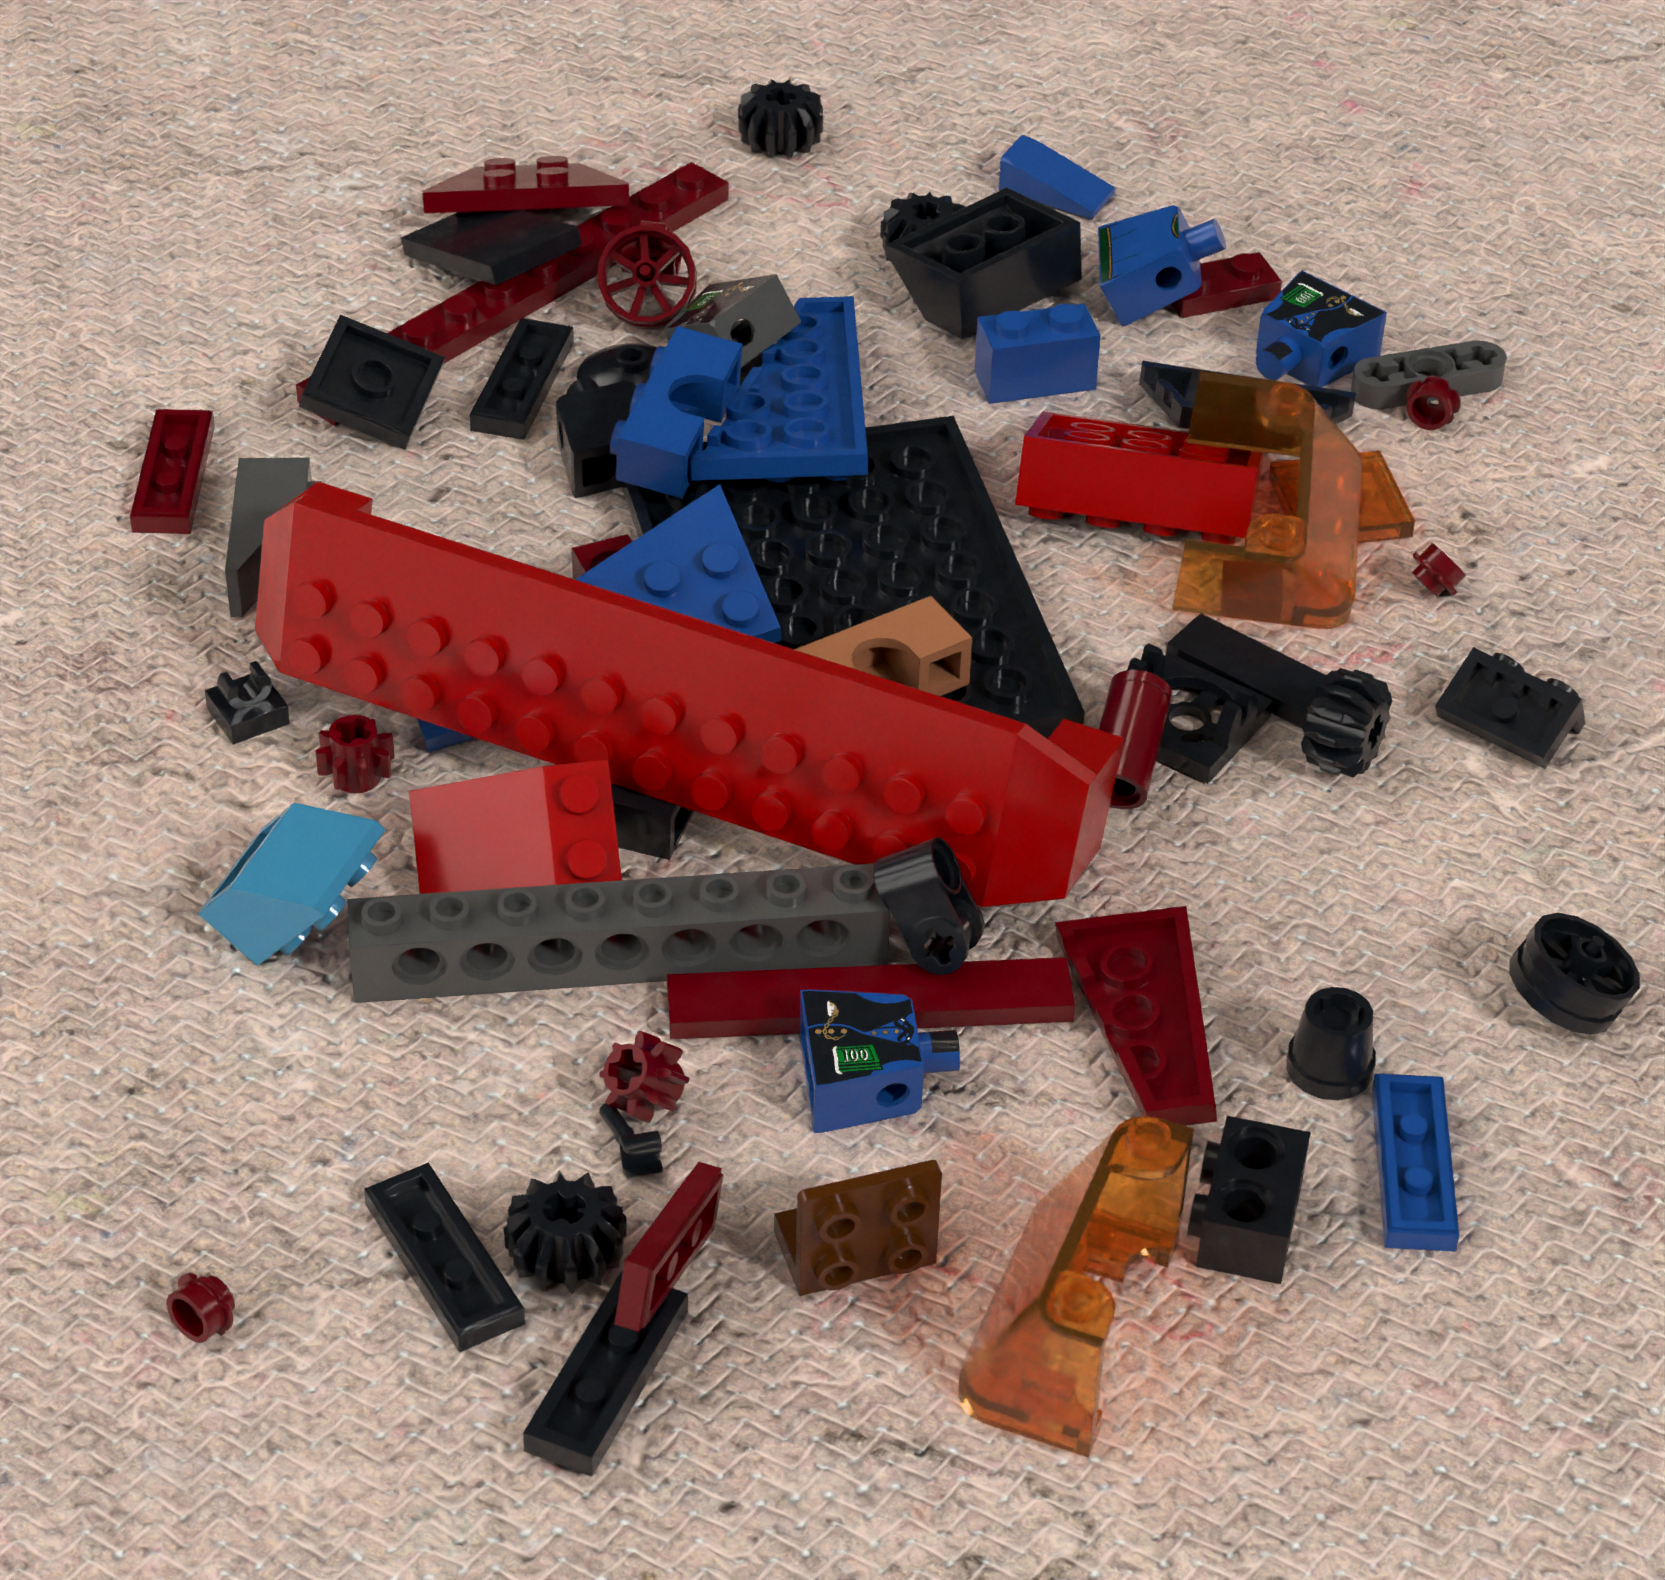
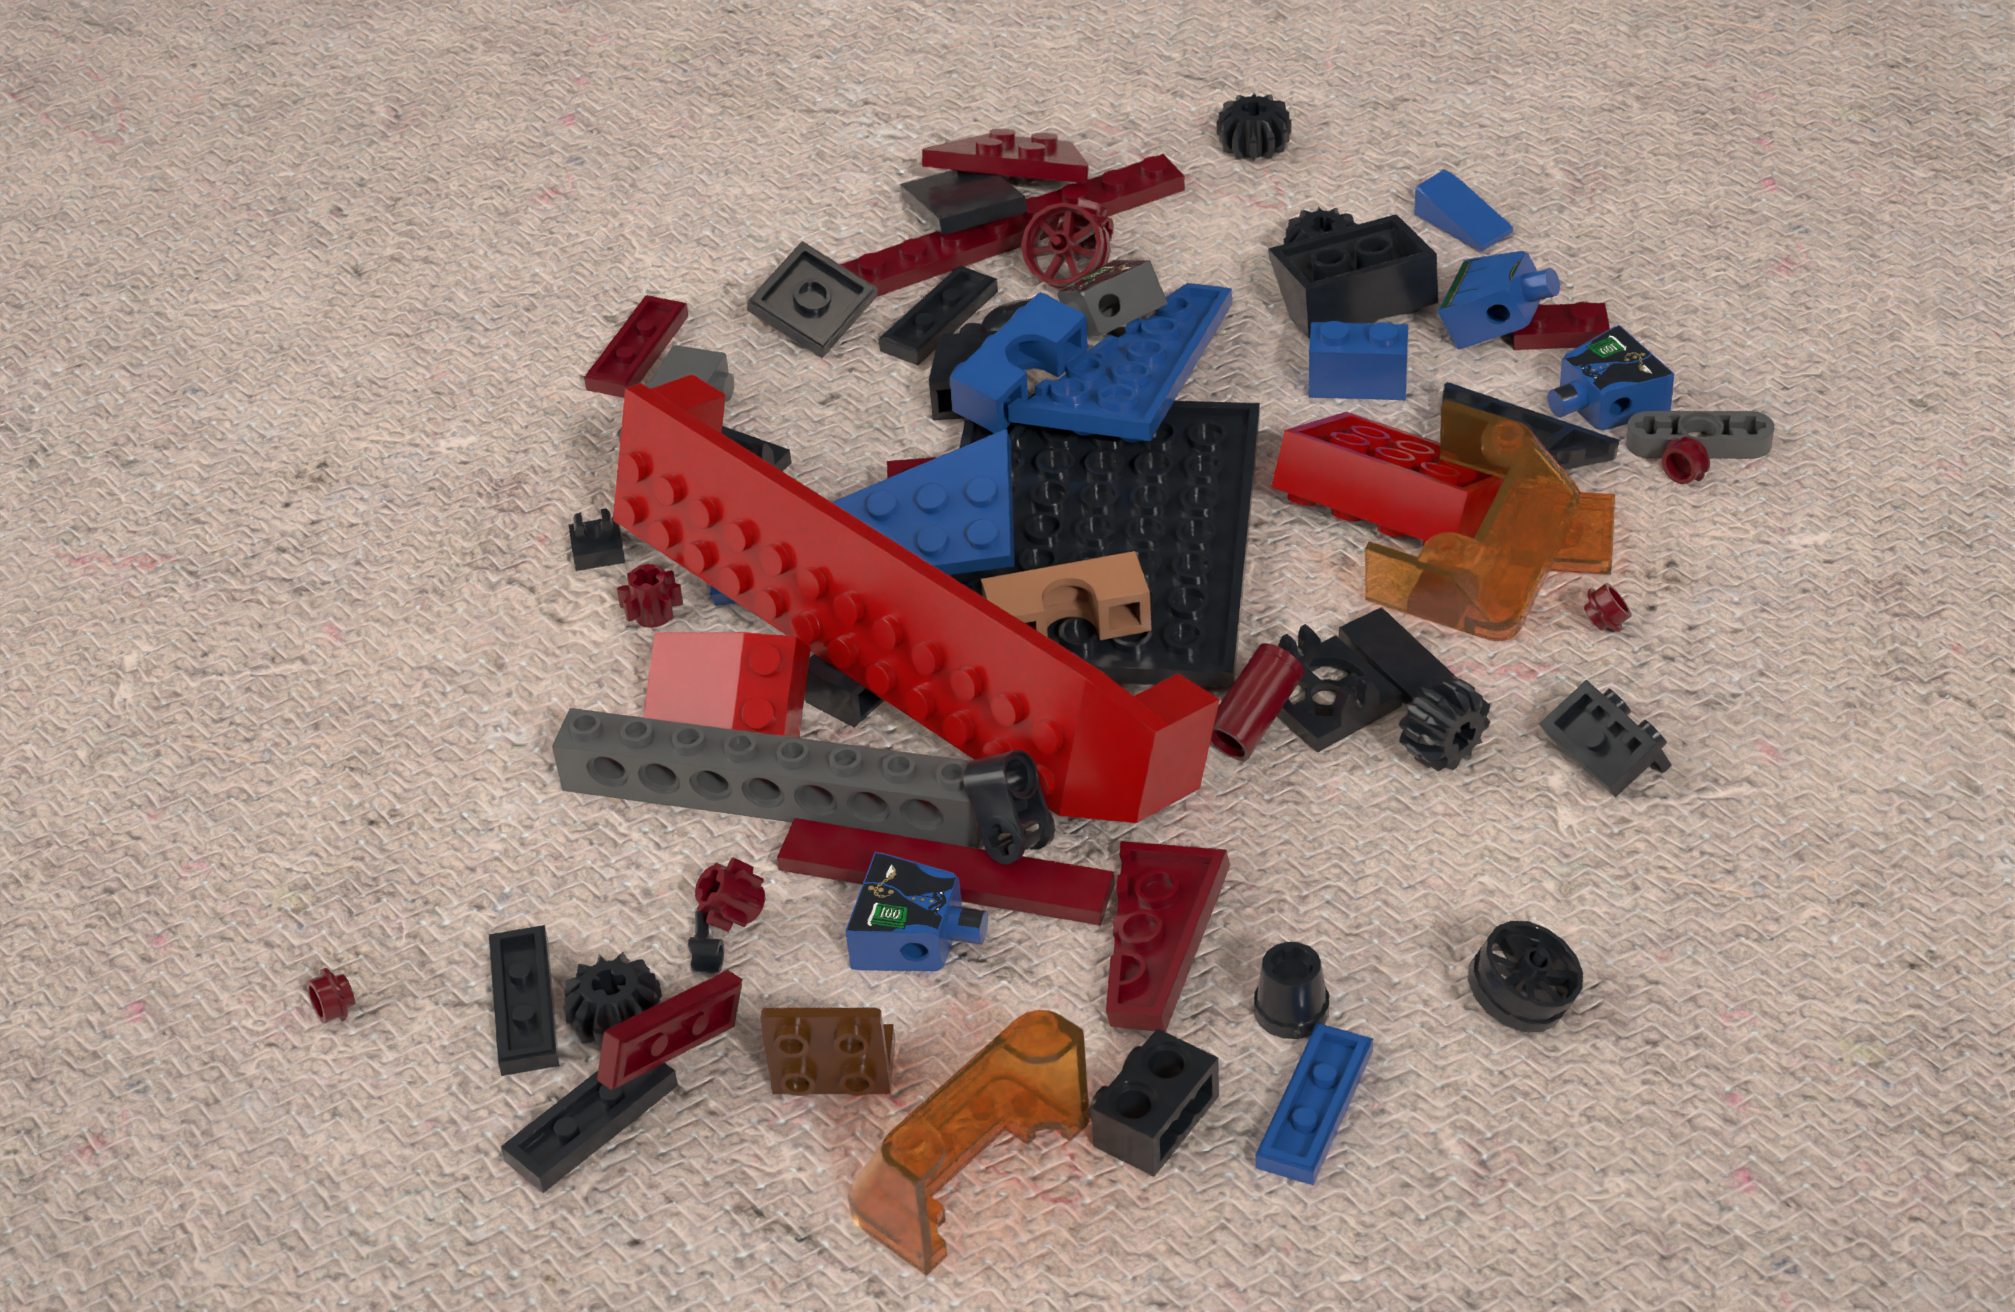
camera: 25 degrees right, 0 degrees up
(291, 879) = (542, 684): dark azure slope -> none

